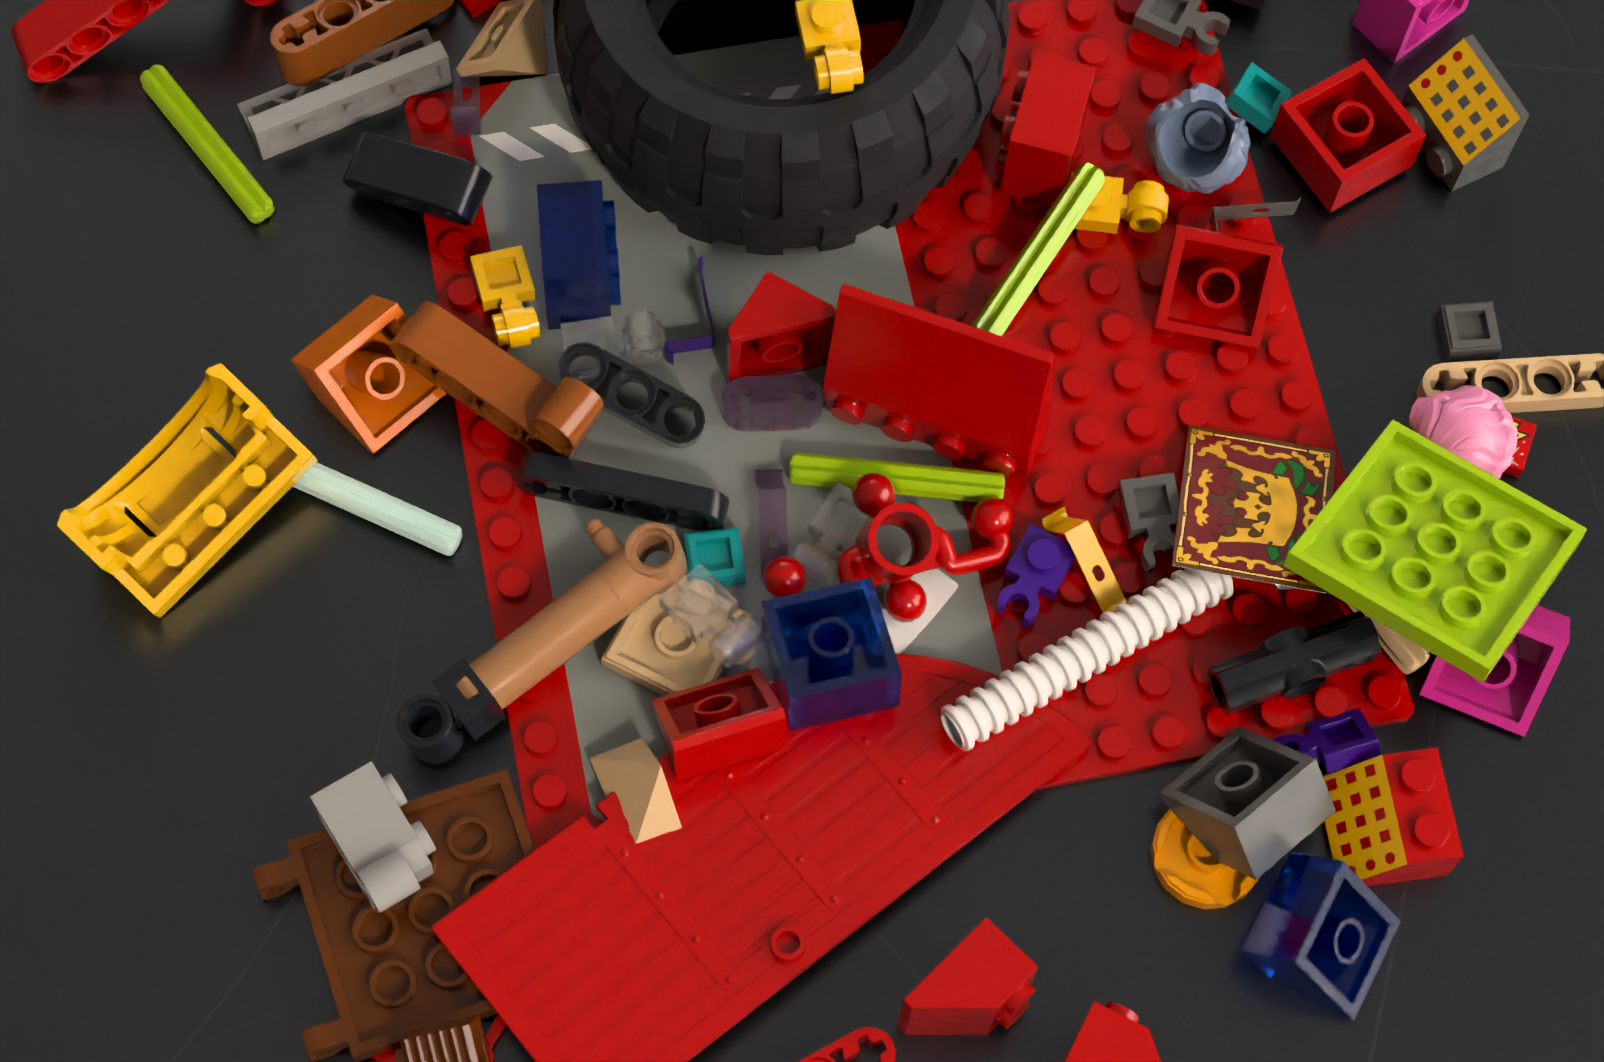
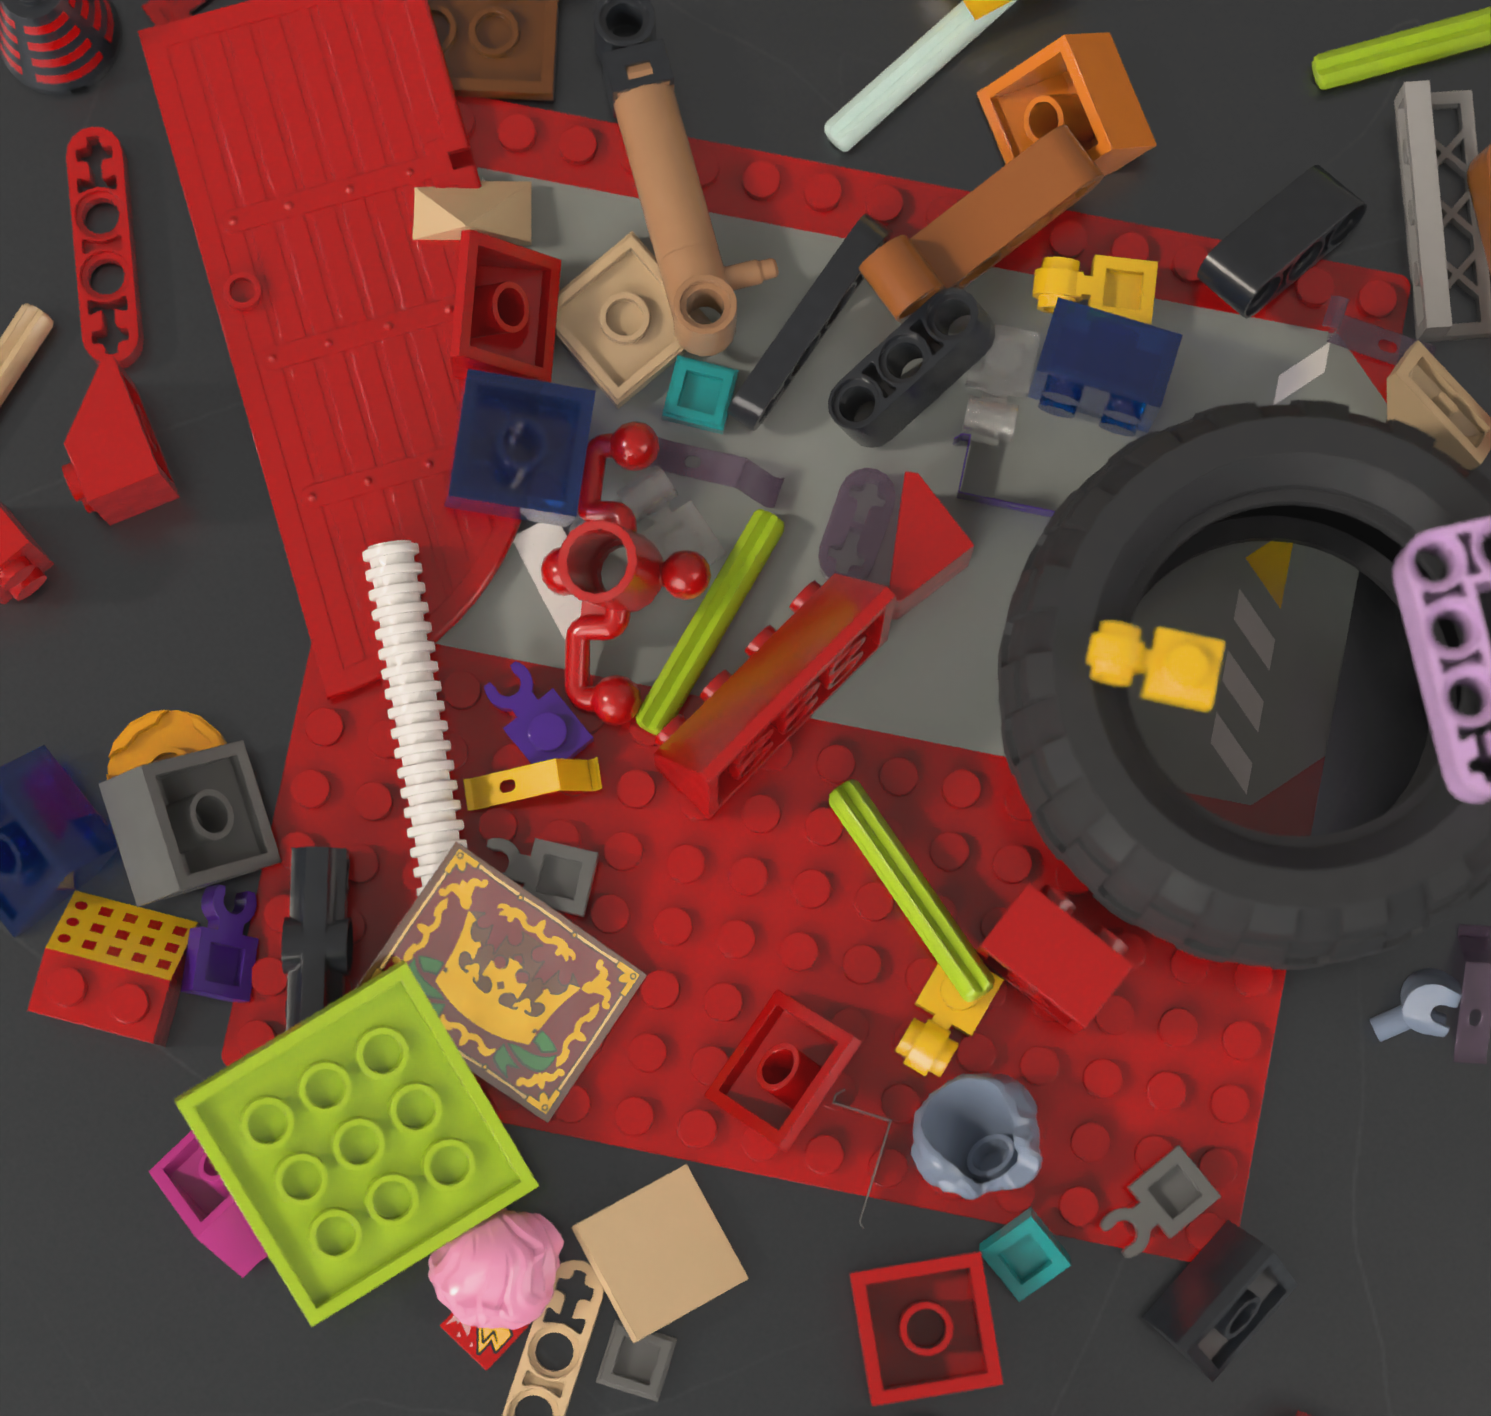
camera: 120 degrees right, 15 degrees up
(705, 607) = (640, 348): clear plate -> none
(1388, 337) = (659, 1253): none -> tan tile

